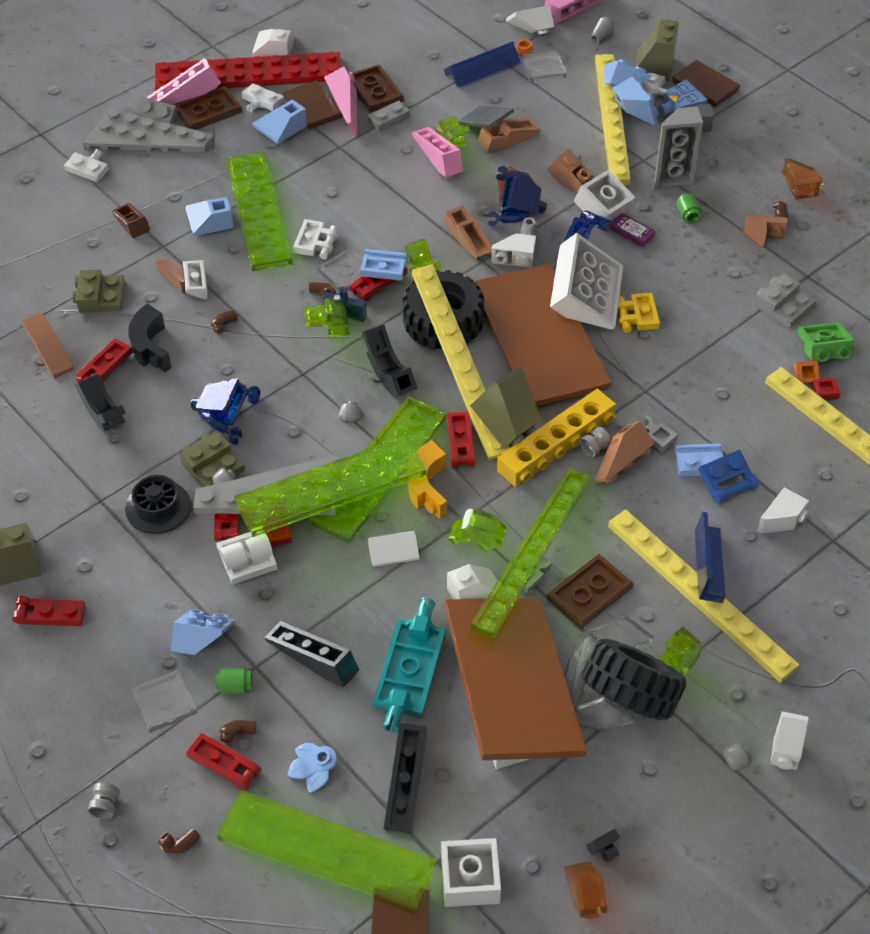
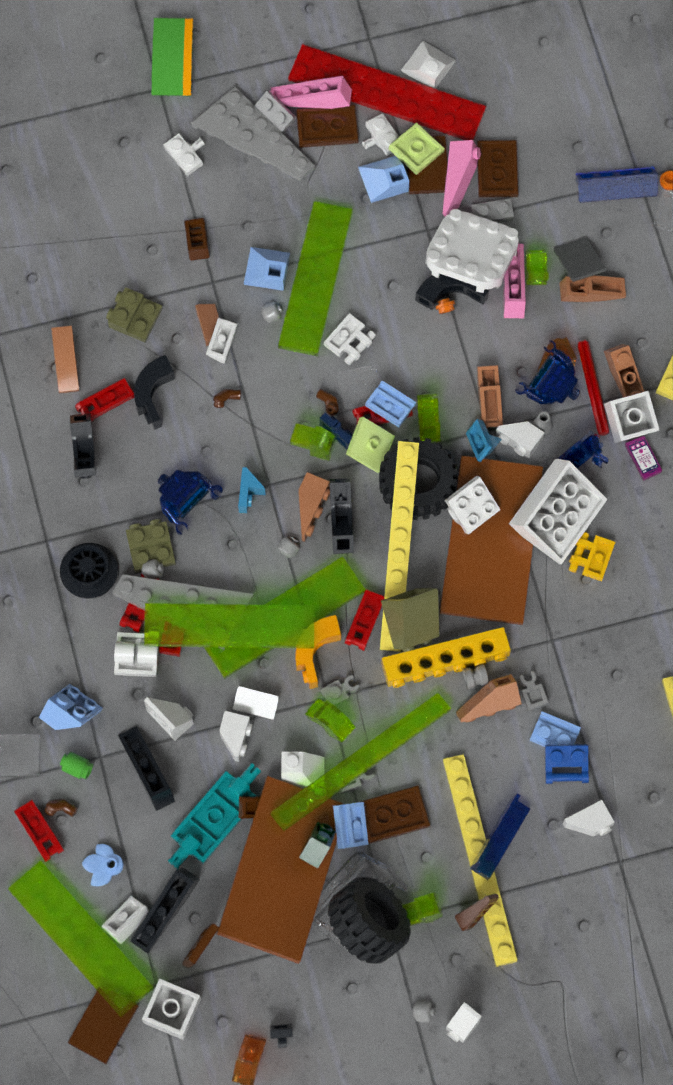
camera: 25 degrees right, 20 degrees up
(41, 106) = (172, 57): none -> bright green slope
(231, 246) = (271, 312): none -> light grey piece
(286, 377) = (248, 486): none -> dark azure slope
(298, 89) = (416, 148): none -> yellowish green plate
(309, 594) = (170, 716): none -> white slope
(349, 367) = (311, 497): none -> nougat slope
(368, 807) = (126, 919): none -> white slope
(382, 302) = (369, 444): none -> yellowish green plate
(385, 168) = (435, 288): none -> black arch
(386, 583) = (234, 732): none -> white slope
(388, 186) = (445, 306): none -> orange plate
(389, 136) = (472, 250): none -> white plate
(441, 639) = (247, 806): none -> reddish brown tile
(466, 504) = (337, 692): none -> light grey plate
(468, 786) = (200, 945): none -> reddish brown tile
(482, 262) = (481, 441): none -> dark azure slope
(506, 307) = (472, 505): none -> white plate
(536, 635) = (317, 844): none -> slope
(553, 196) = (593, 388): none -> red axle
(555, 612) = (350, 825): none -> light blue plate
(729, 637) = (470, 916): none -> reddish brown slope

